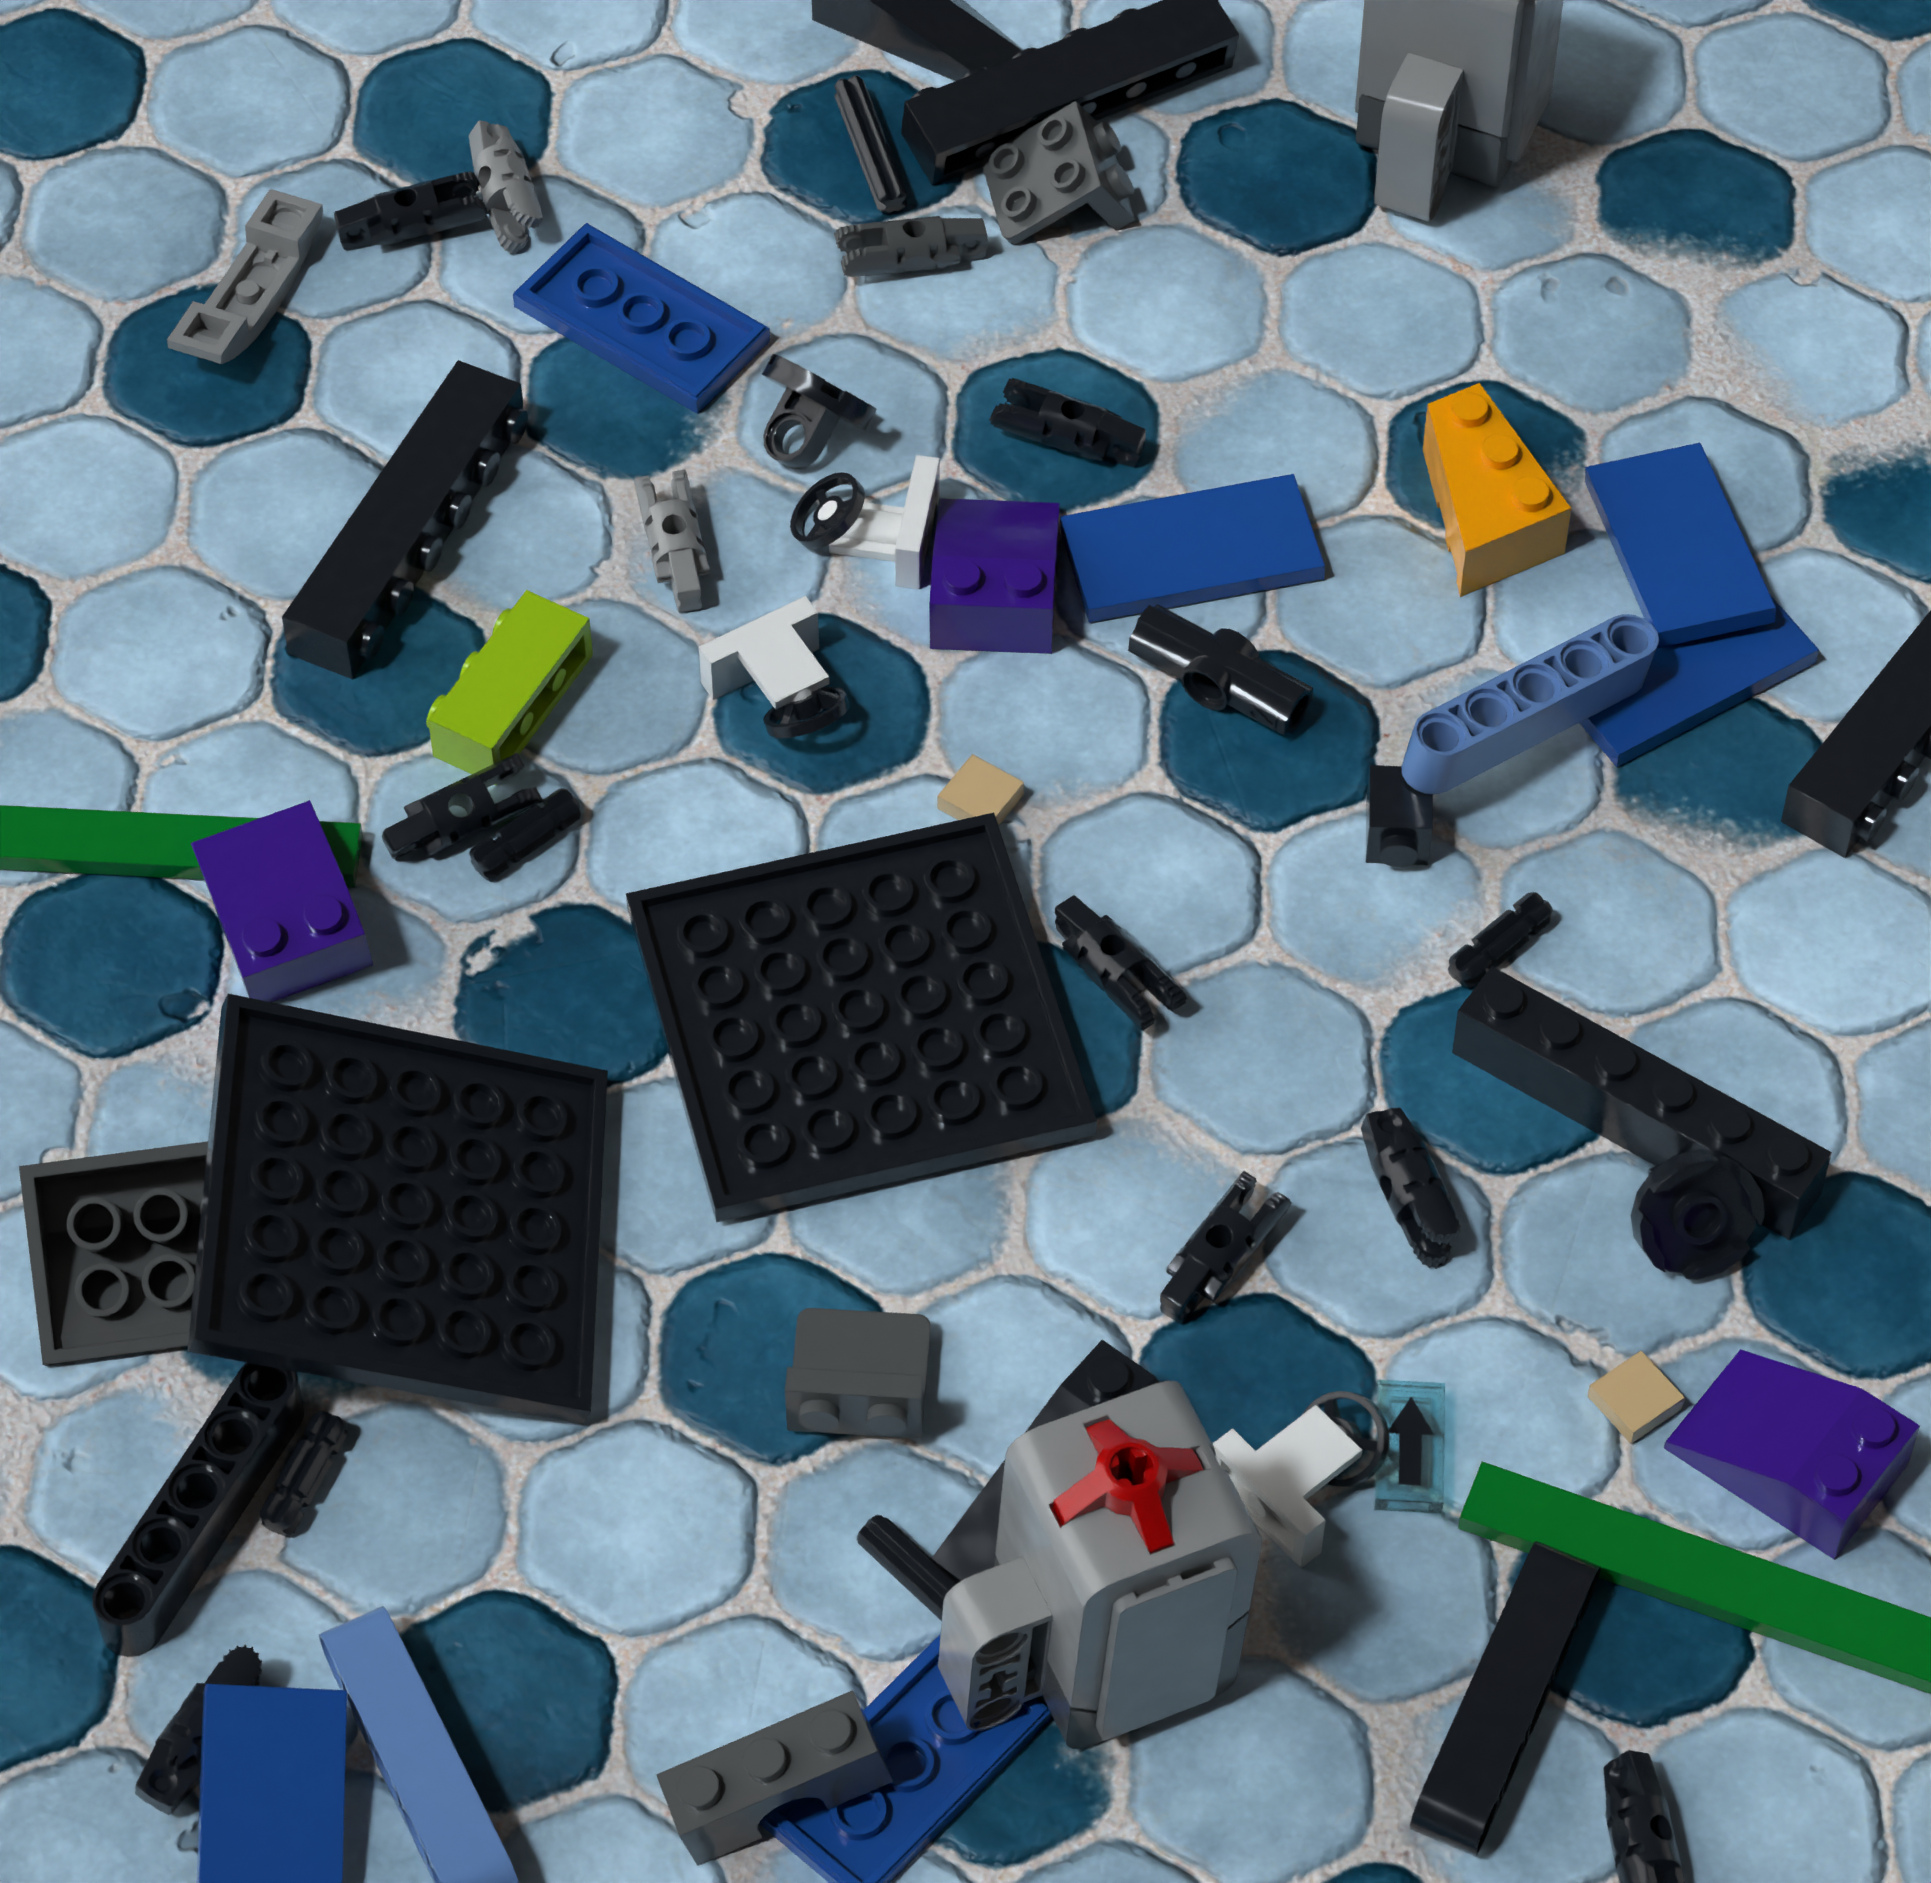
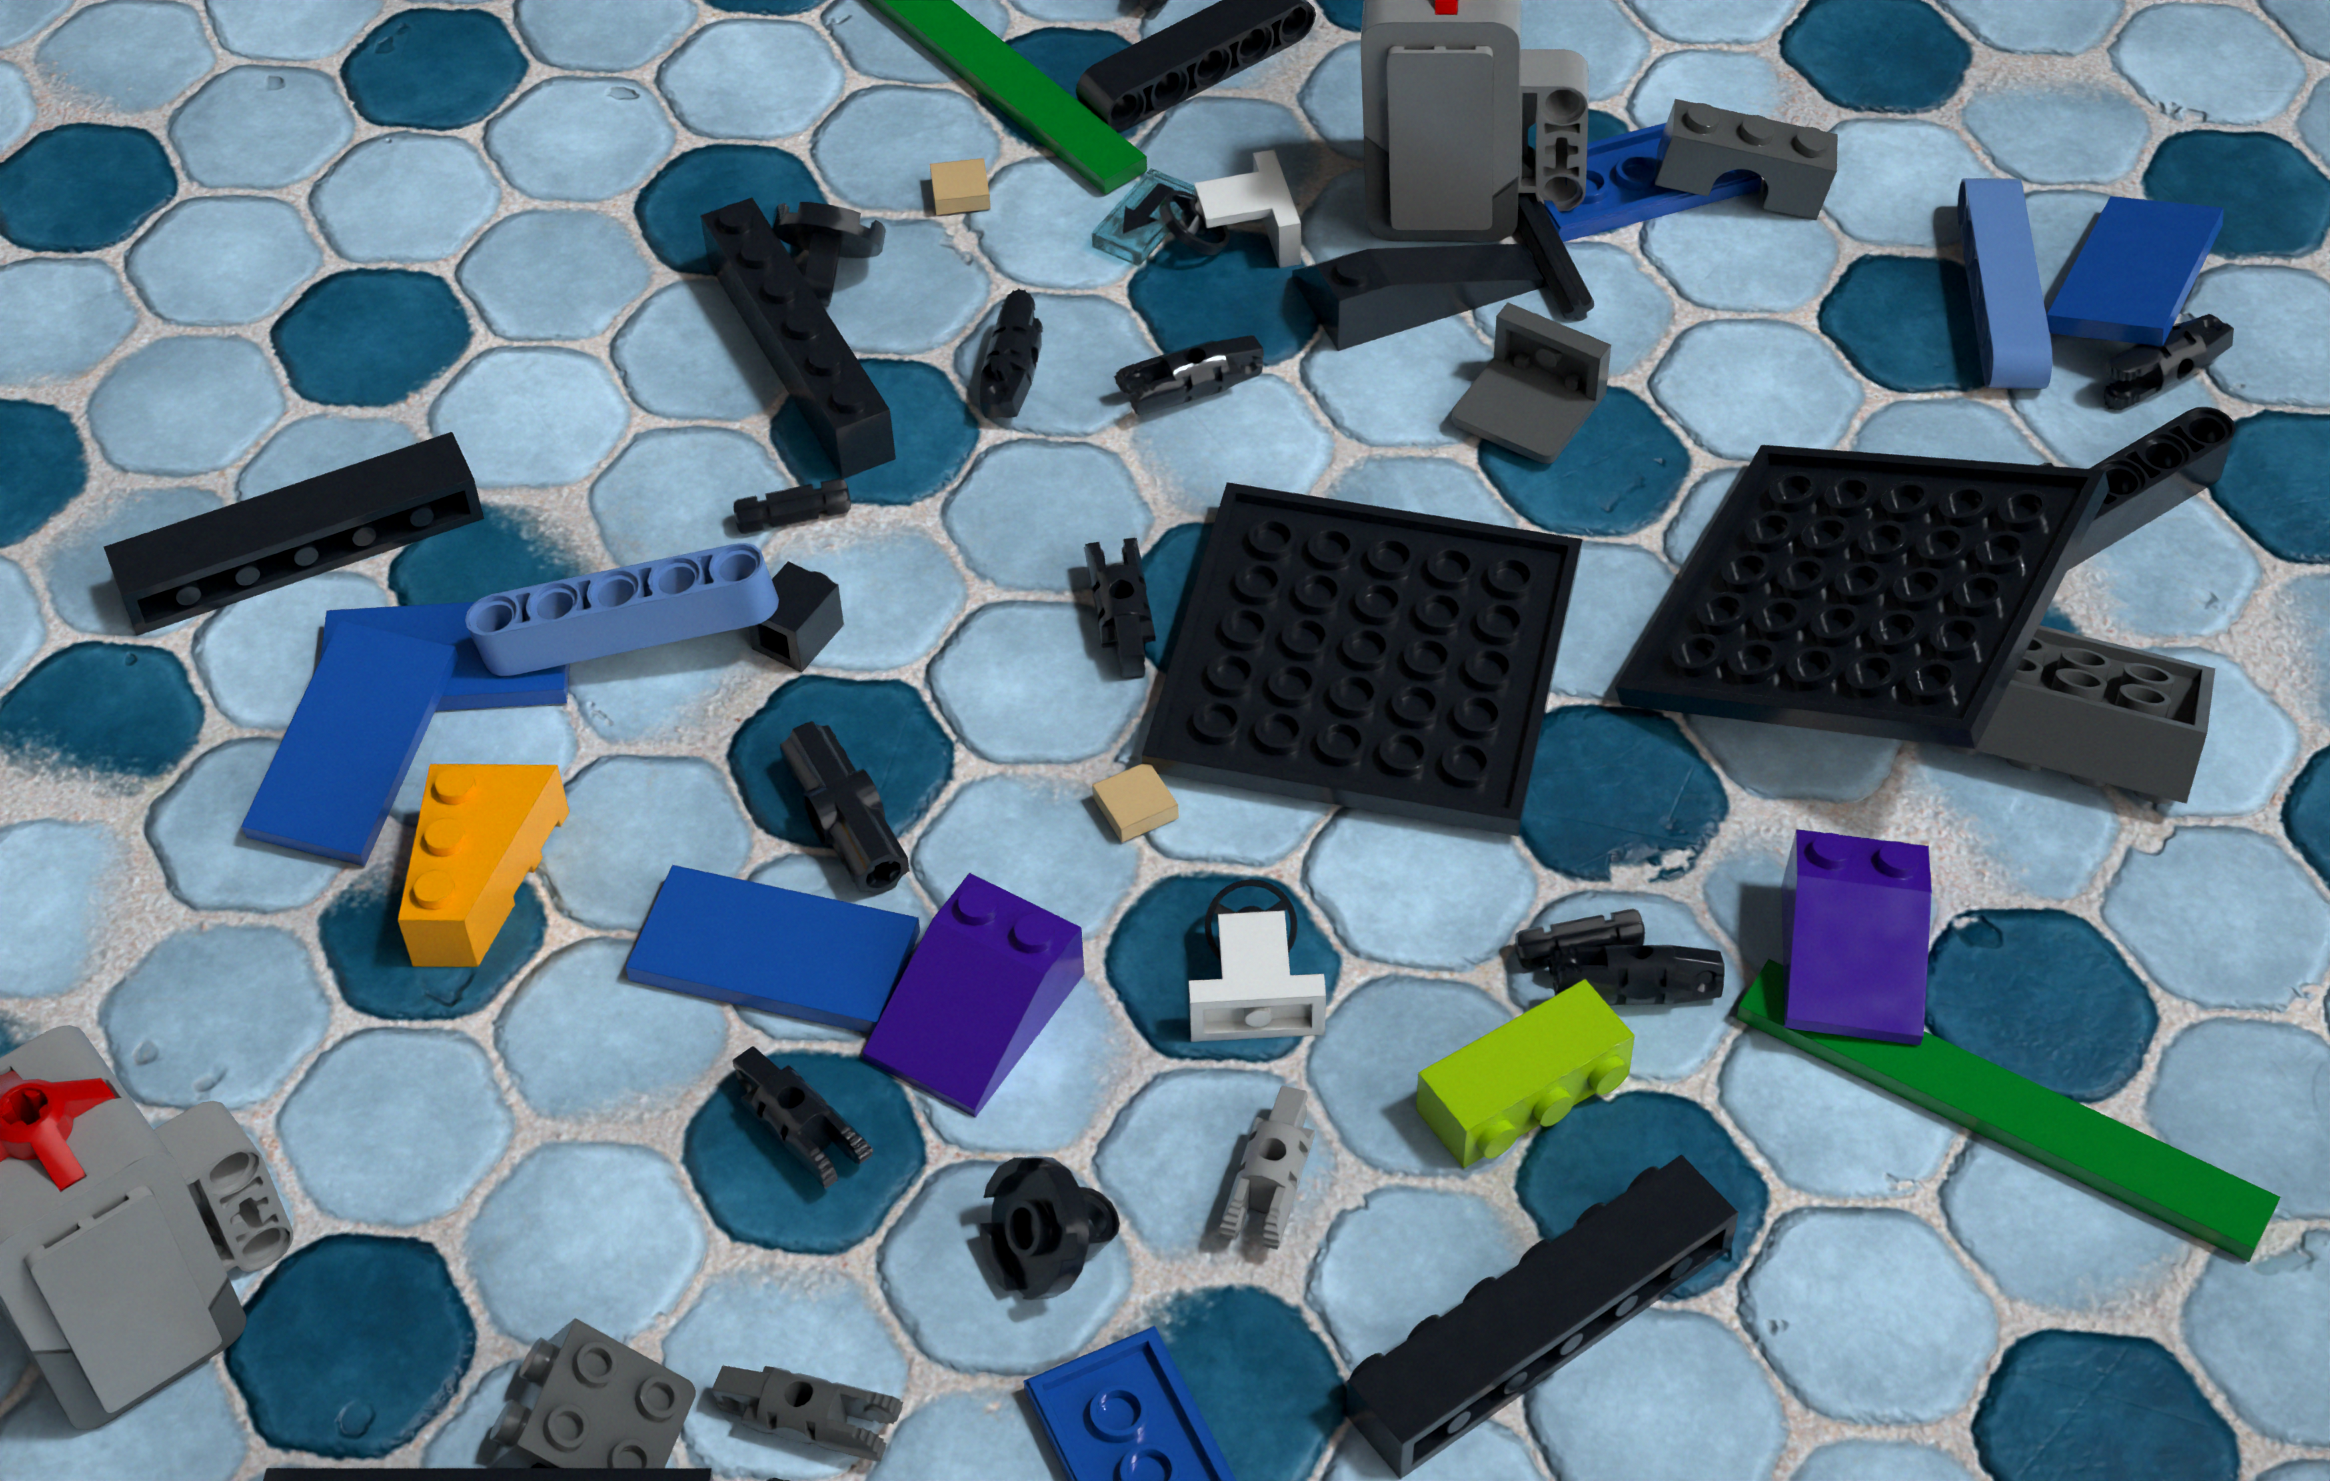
camera: 150 degrees left, 5 degrees down
(875, 529) = (1031, 1091): white piece -> none
(1796, 1446) = (879, 105): dark purple slope -> none

